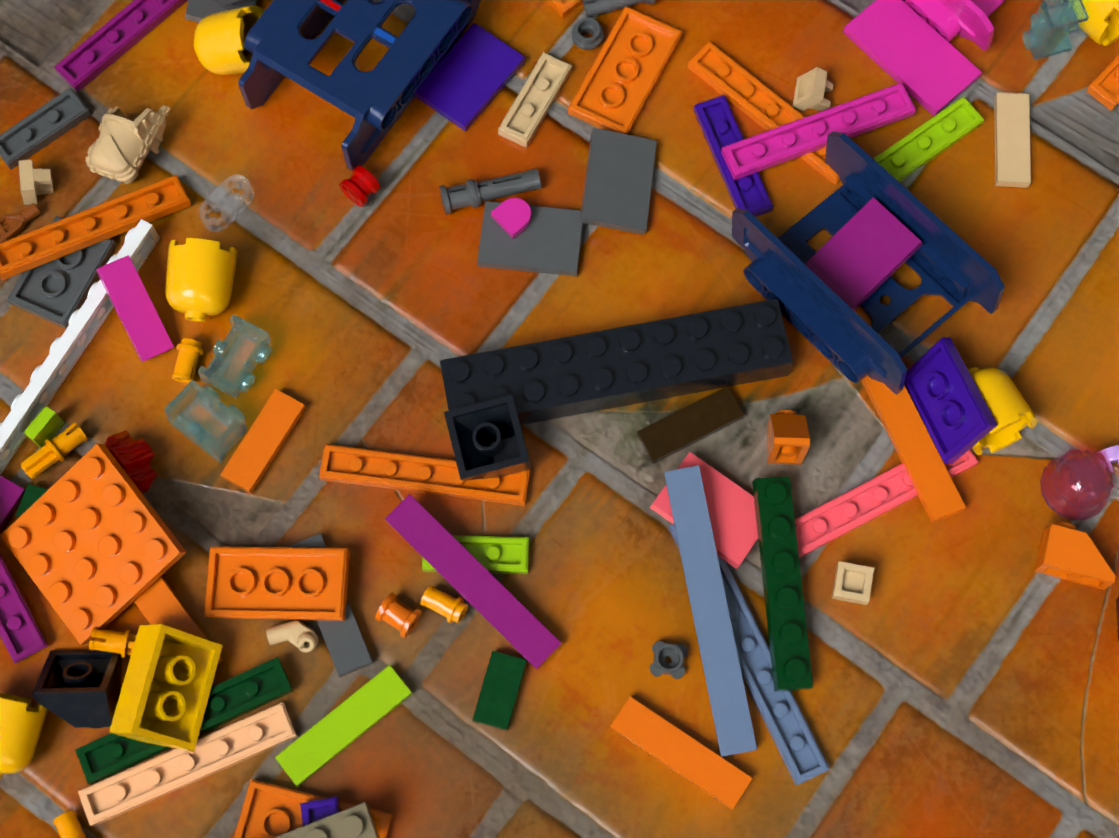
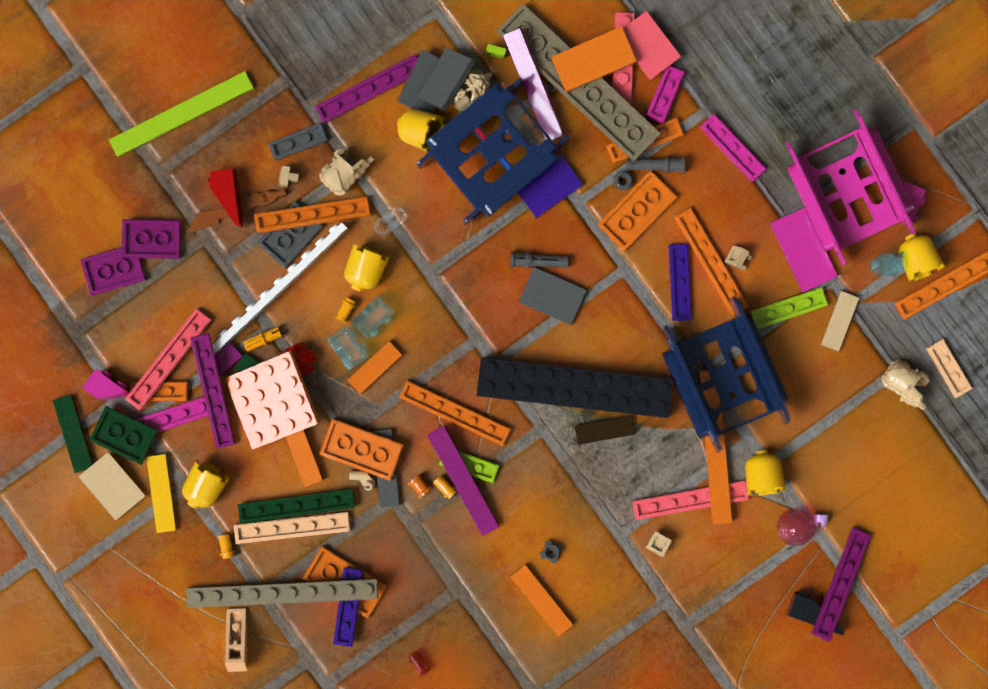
camera: 20 degrees right, 15 degrees up
(44, 427) = (260, 324): lime tile -> none
(80, 686) = (248, 471): black slope -> none
(115, 641) = (276, 456): light orange axle -> none
(134, 308) = (325, 273): dark pink tile -> none
(166, 687) = (291, 489): yellow slope -> none
(343, 726) = (375, 533): lime tile -> none
(360, 186) = (467, 236): red wheel -> none
(488, 439) = (493, 410): black slope -> none
(499, 691) = (460, 540): dark green tile -> none
(512, 216) = (546, 282): dark pink tile -> none
(534, 100) = (580, 211): tan tile -> none
(618, 181) = (611, 278): dark grey tile -> none
(710, 611) = (580, 534): sand blue tile -> none
(729, 510) = (600, 481): coral tile -> none
(777, 709) = (594, 557): sand blue tile -> none
(782, 584) = (622, 532): dark green plate -> none
(787, 438) = (652, 454): orange slope -> none
(812, 131) = (732, 284): dark pink tile -> none
(864, 254) = (726, 369): magenta tile -> none
(948, 401) = (742, 464): dark purple tile -> none
(1072, 557) = (777, 564): orange slope -> none

